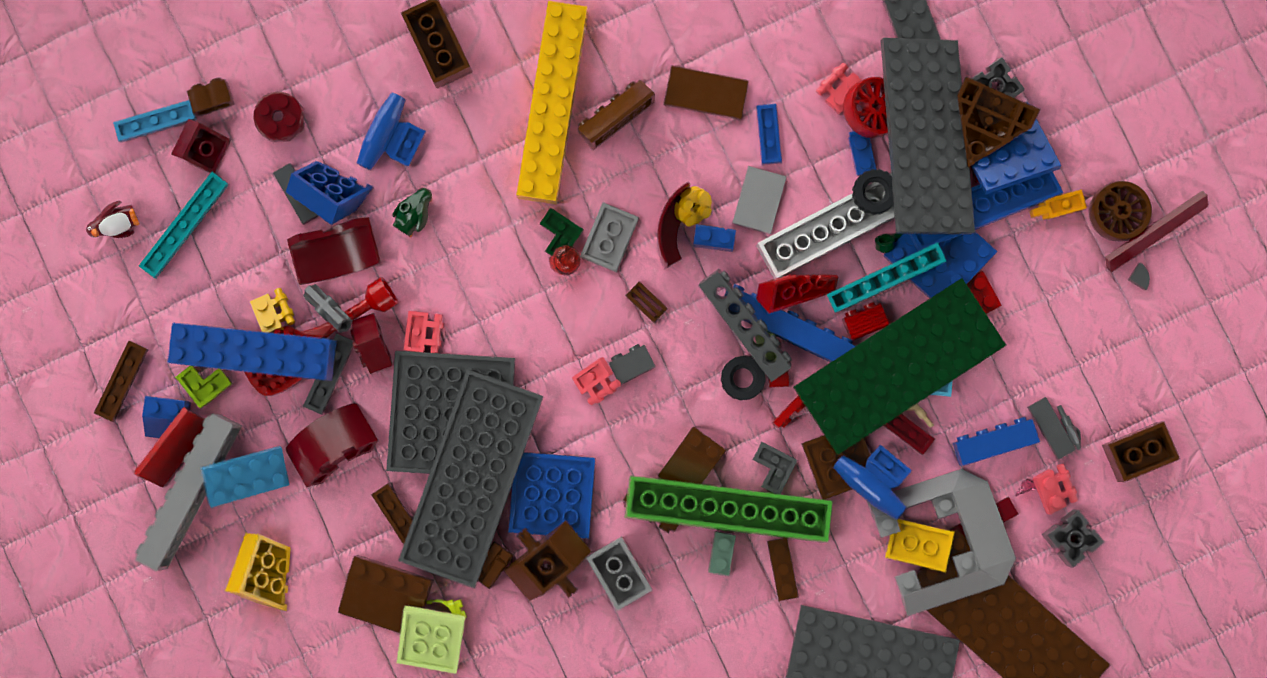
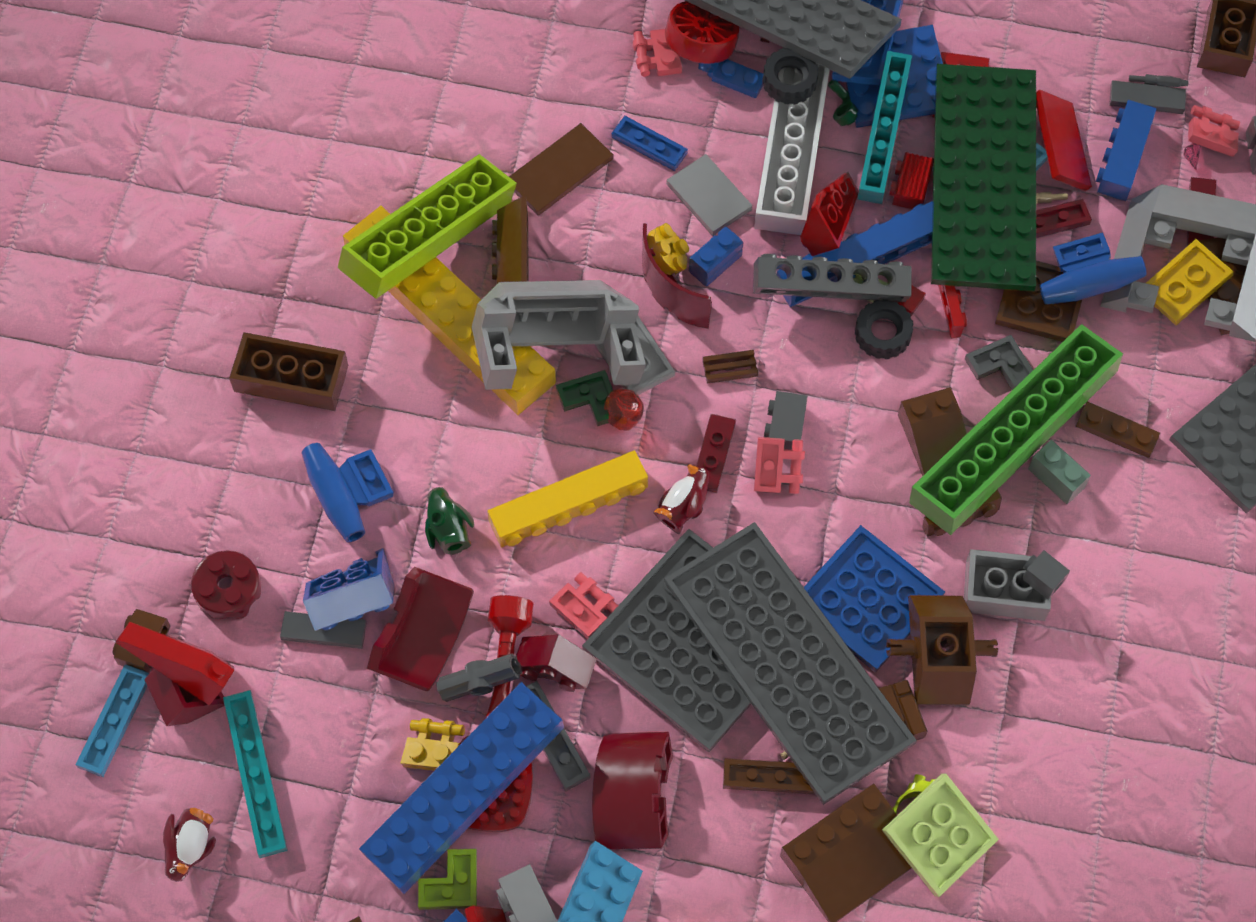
camera: 55 degrees left, 20 degrees down
(210, 136) = (183, 663): none -> red wedge
(477, 269) = (568, 499): none -> yellow brick
(531, 341) = (684, 499): none -> dark red animal
(580, 335) = (715, 448): none -> dark red plate
(585, 174) = (556, 315): none -> light grey wedge
(587, 49) = (426, 226): none -> lime brick
(633, 594) = (1045, 574): none -> dark grey brick
(969, 396) = (1062, 140): none -> red tile

